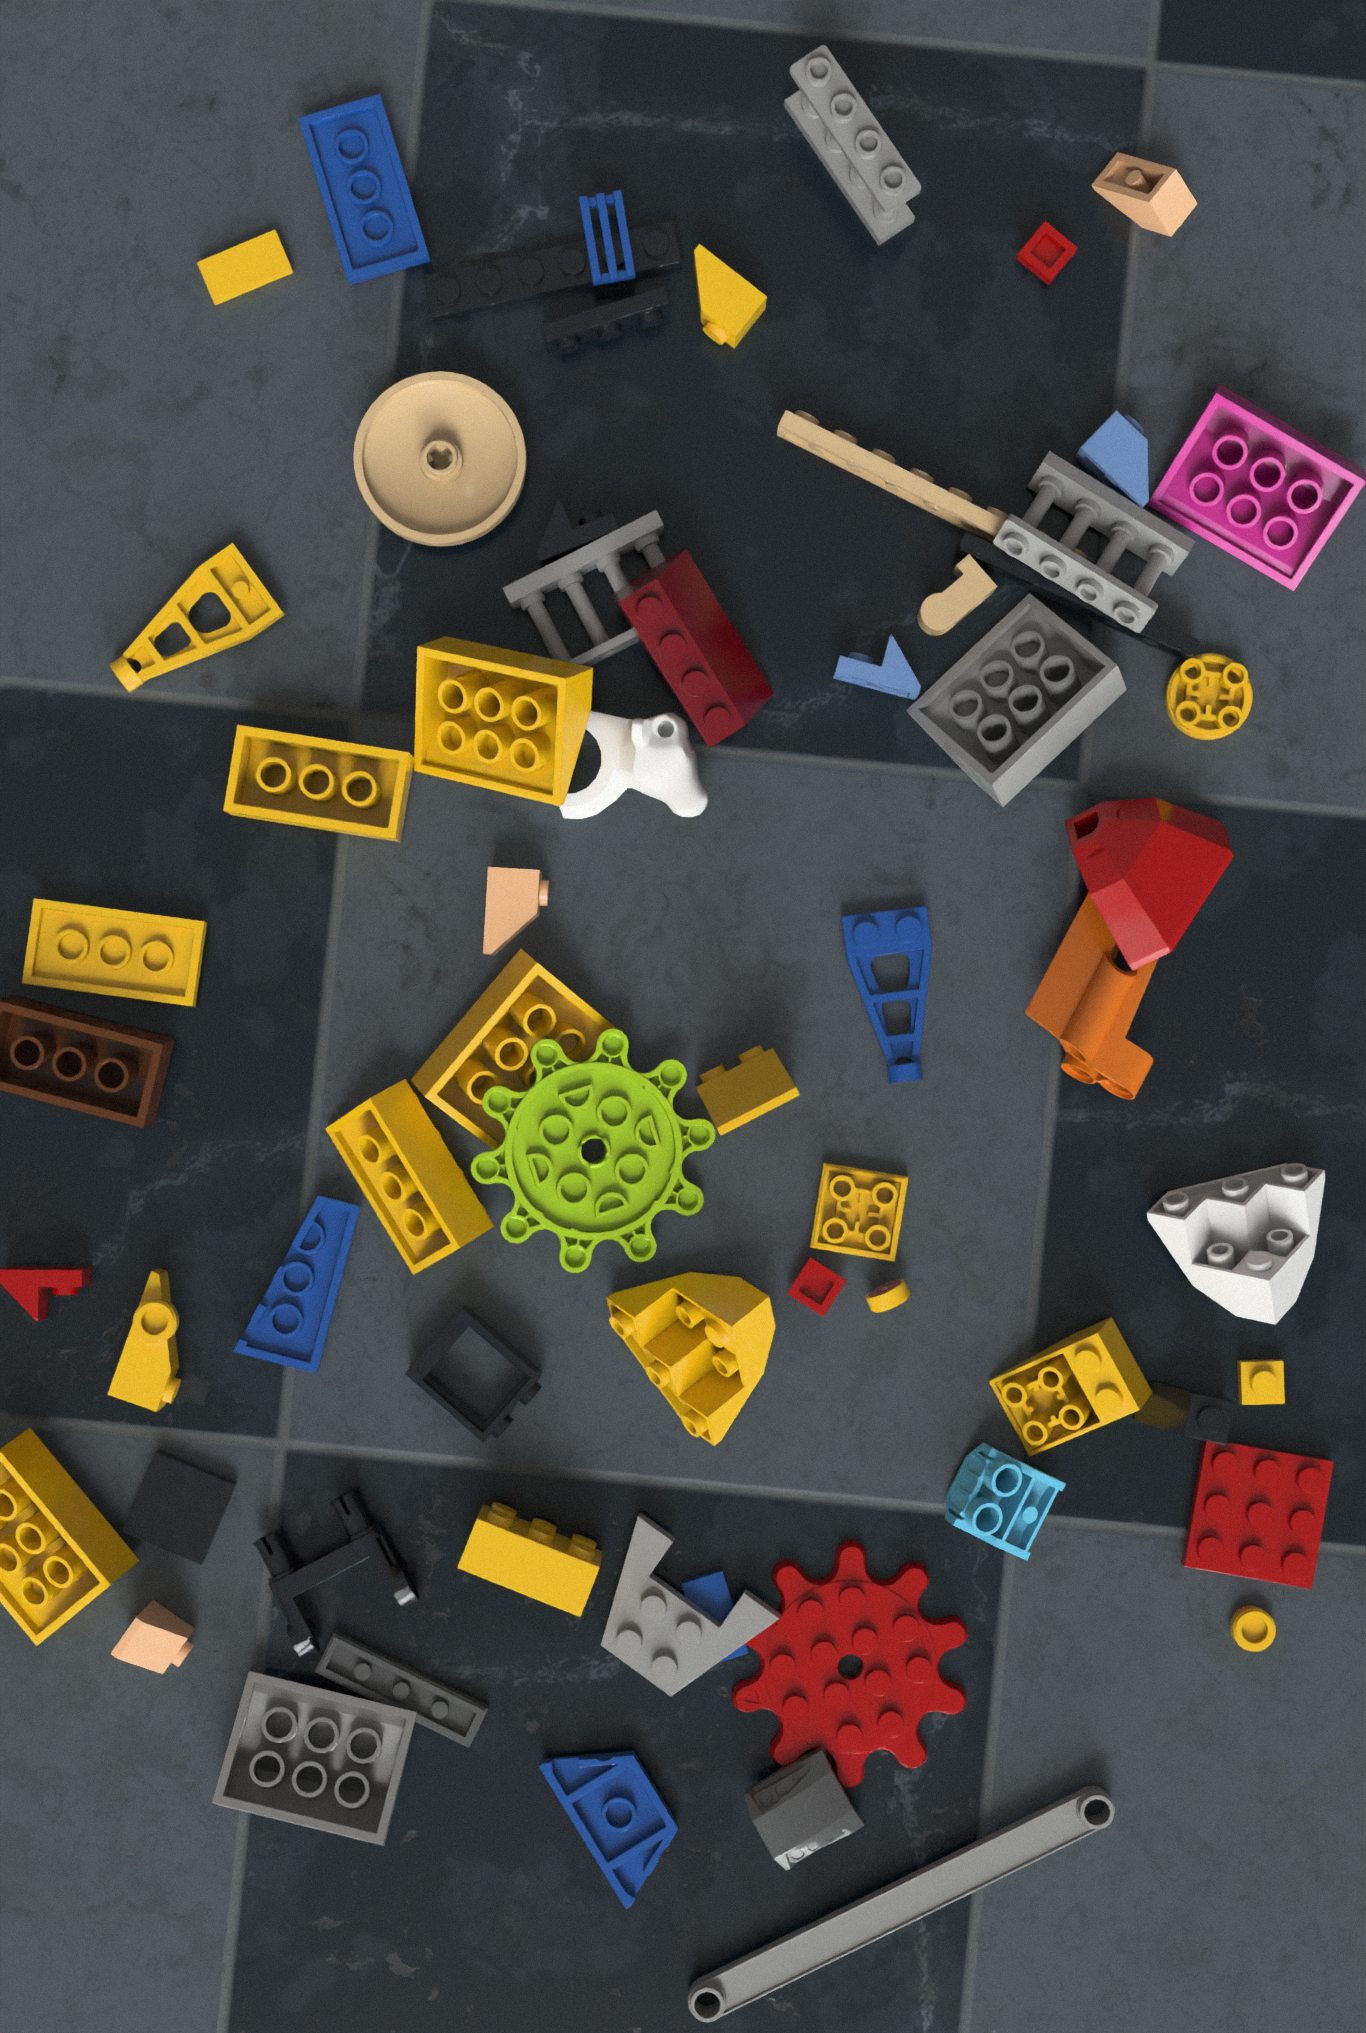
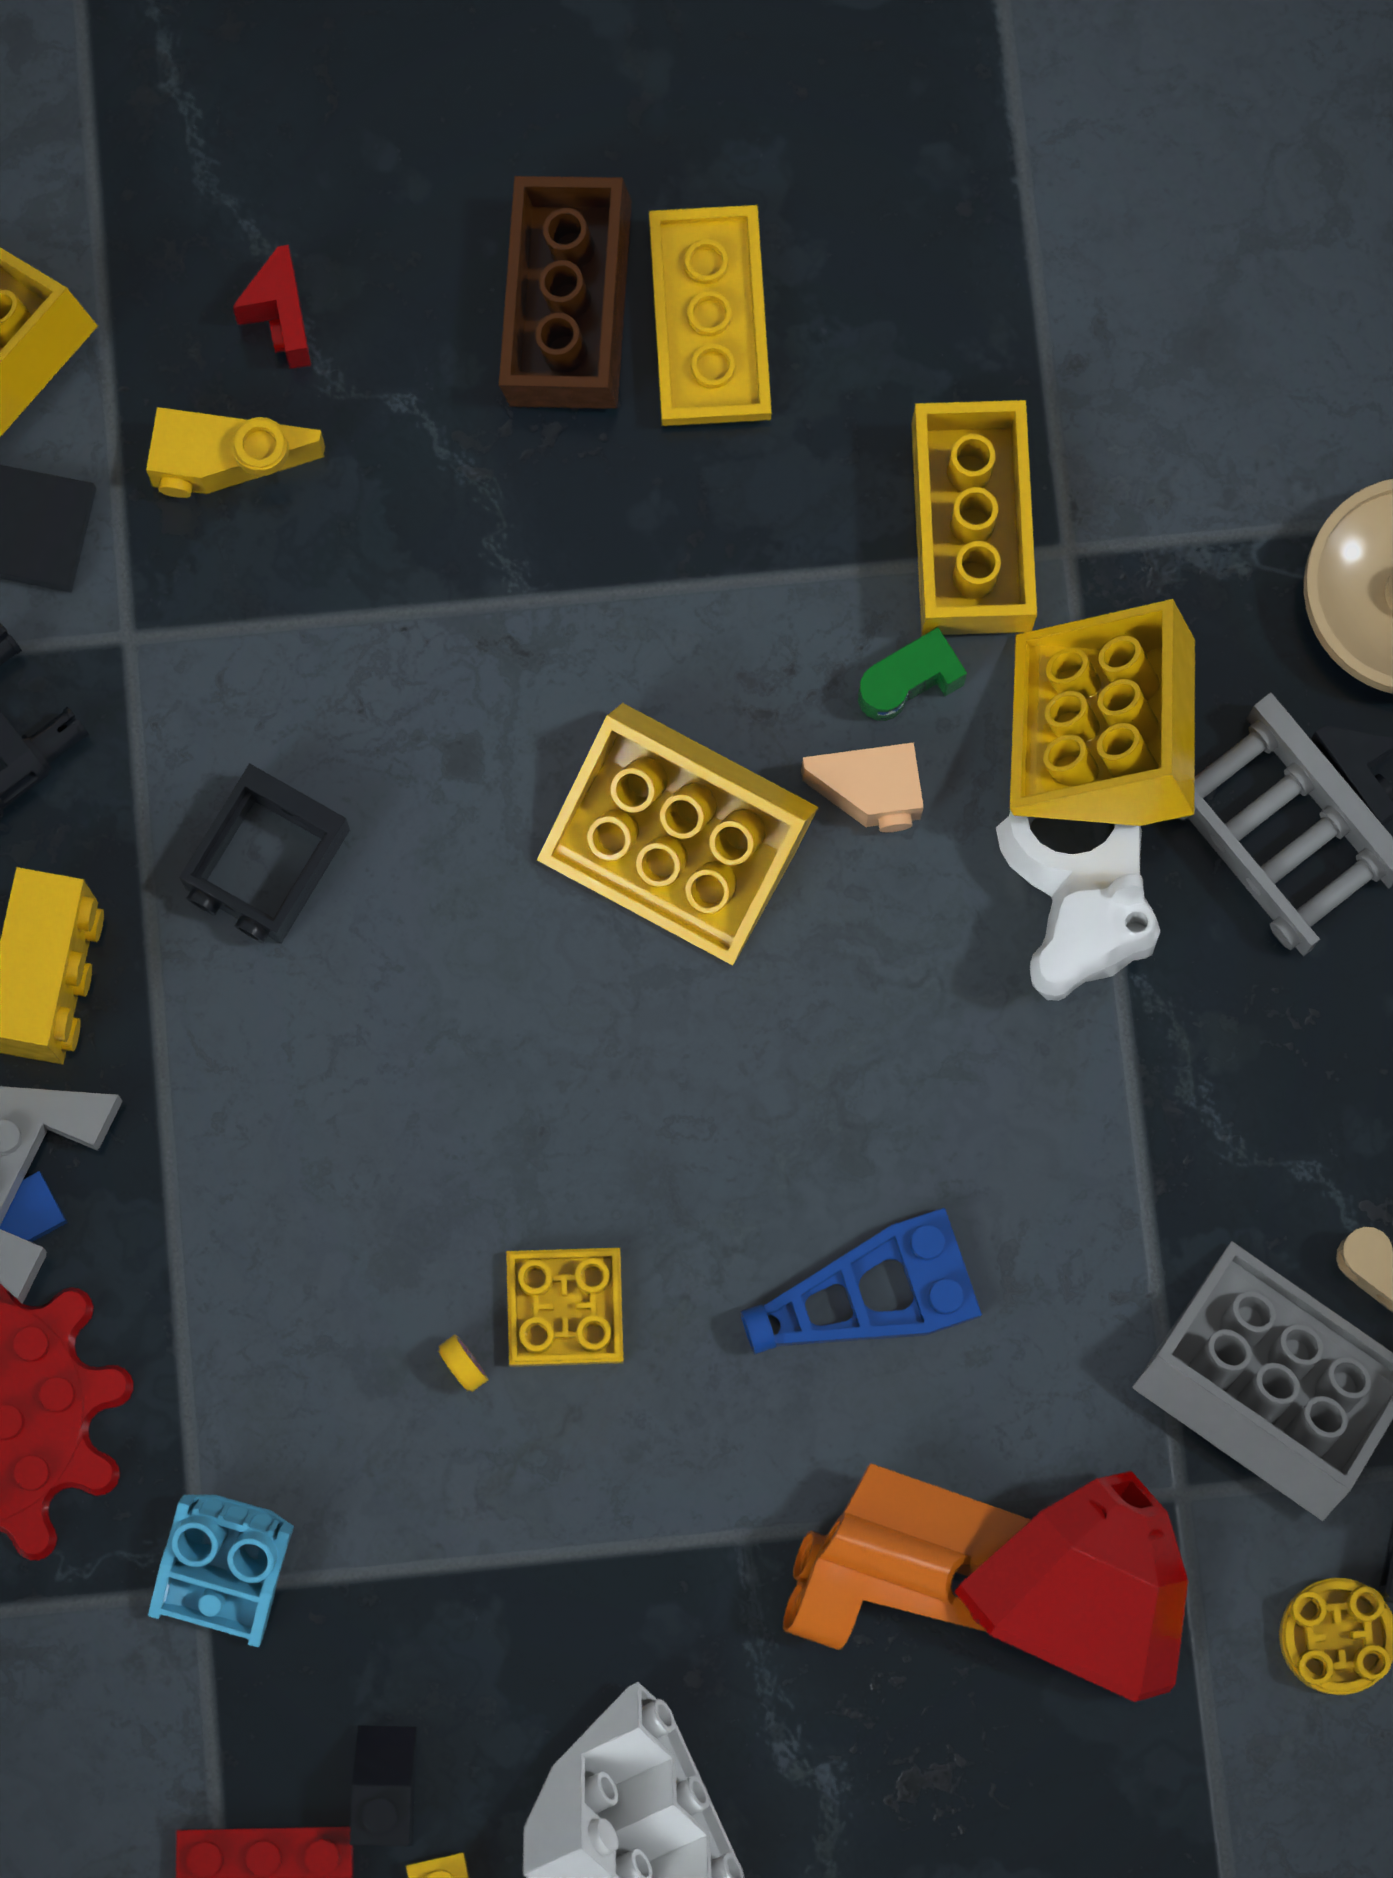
camera: 80 degrees right, 10 degrees down
(240, 591) = (1190, 381): yellow plate -> none
(301, 1300) = (319, 624): blue wing -> none
(409, 1176) = (500, 726): yellow slope -> none
(429, 859) = (909, 673): none -> green leg
(603, 1197) = (516, 960): lime plate -> none
(694, 647) = (1249, 945): dark red slope -> none
(699, 1343) = (357, 1129): yellow brick -> none
(746, 1089) = (693, 1122): yellow slope -> none
(816, 1286) = (457, 1268): red plate -> none
(891, 677) = (1269, 1207): medium blue slope -> none
(1072, 1387) = (387, 1631): yellow slope -> none

